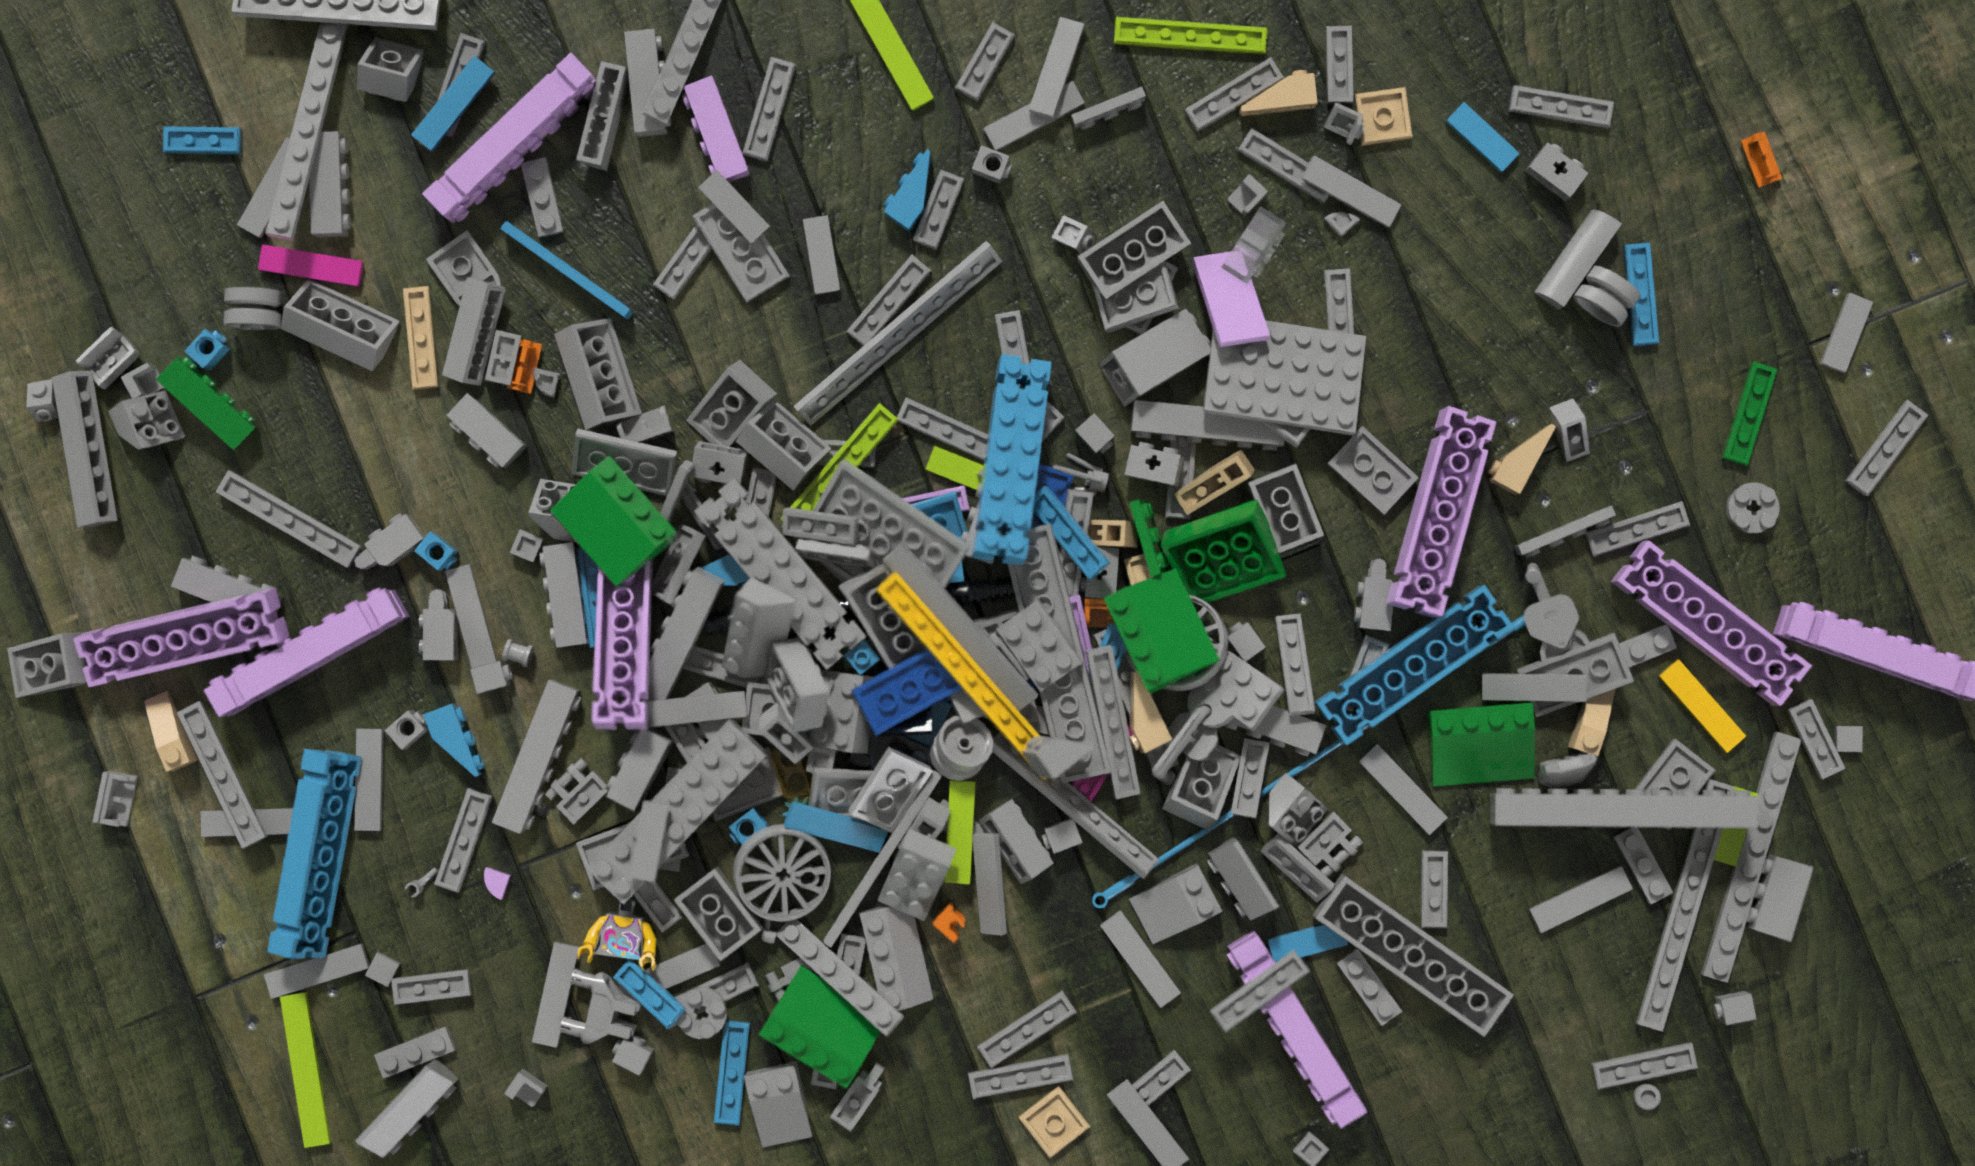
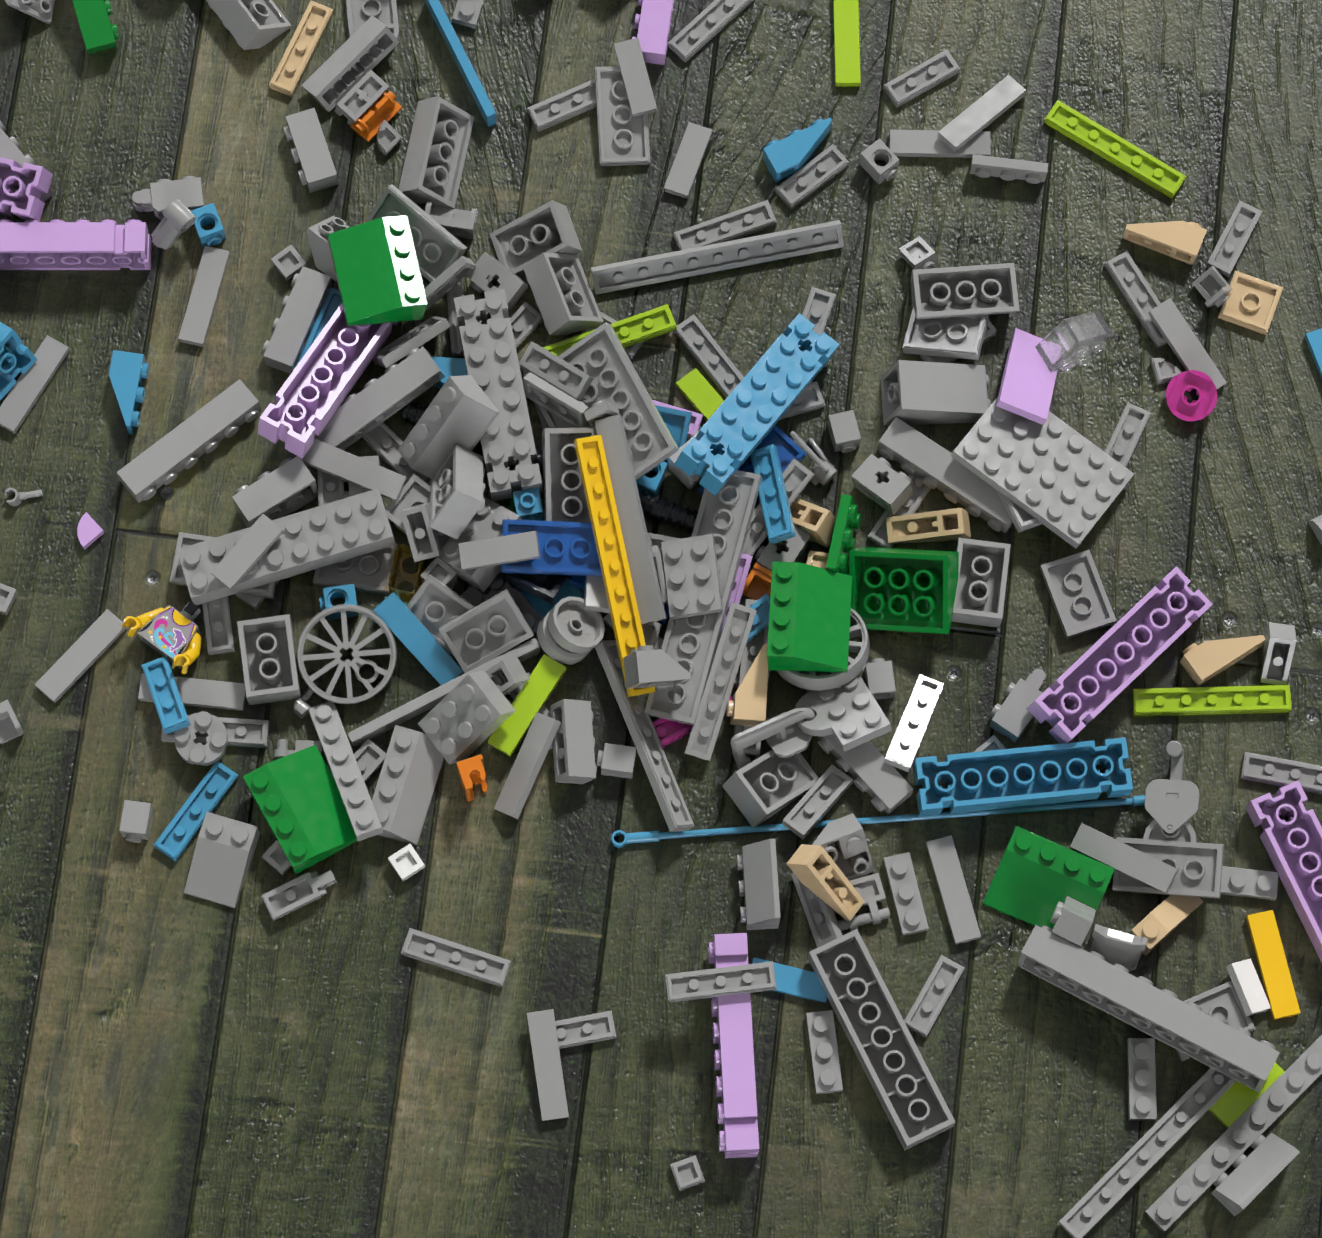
camera: 20 degrees right, 15 degrees down
(288, 519) = (97, 132): light grey plate -> none
(397, 732) = (84, 351): light grey brick -> none
(407, 570) = (175, 221): none -> light grey piece
(439, 629) = (170, 291): light grey hinge -> none
(463, 840) = (81, 480): light grey tile -> none
(491, 676) = (191, 353): light grey brick -> none
(517, 653) = (226, 346): light grey bush -> none
(583, 796) = (208, 497): light grey plate -> none
(603, 1010) = (114, 689): light grey connector -> none
(632, 1054) = (118, 742): light grey brick -> none
(688, 1112) = (136, 820): none -> light grey brick
(865, 721) = (499, 550): none -> light grey tile
(883, 547) = (601, 410): none -> light grey plate
(934, 1020) = (406, 862): none -> white plate
(1026, 1029) = (486, 918): light grey tile -> none
(1054, 1121) = (463, 1015): tan tile -> none
(1140, 958) = (626, 911): light grey tile -> none
(1175, 904) = (686, 878): light grey slope -> none
(1234, 94) = (1117, 216): light grey tile -> none
(1247, 195) = (1095, 301): light grey panel -> none
(1296, 849) = (825, 879): none -> tan slope
(1364, 814) = (905, 894): none -> light grey plate
(1368, 224) = (1185, 382): none -> dark pink plate
(1522, 770) = (1072, 920): none -> light grey brick
(1534, 501) = (1211, 700): none -> lime tile
(1574, 528) = (1237, 740): light grey plate -> none
(1580, 899) = (1066, 1079): light grey tile -> none
(1692, 738) = (1248, 987): none -> white tile

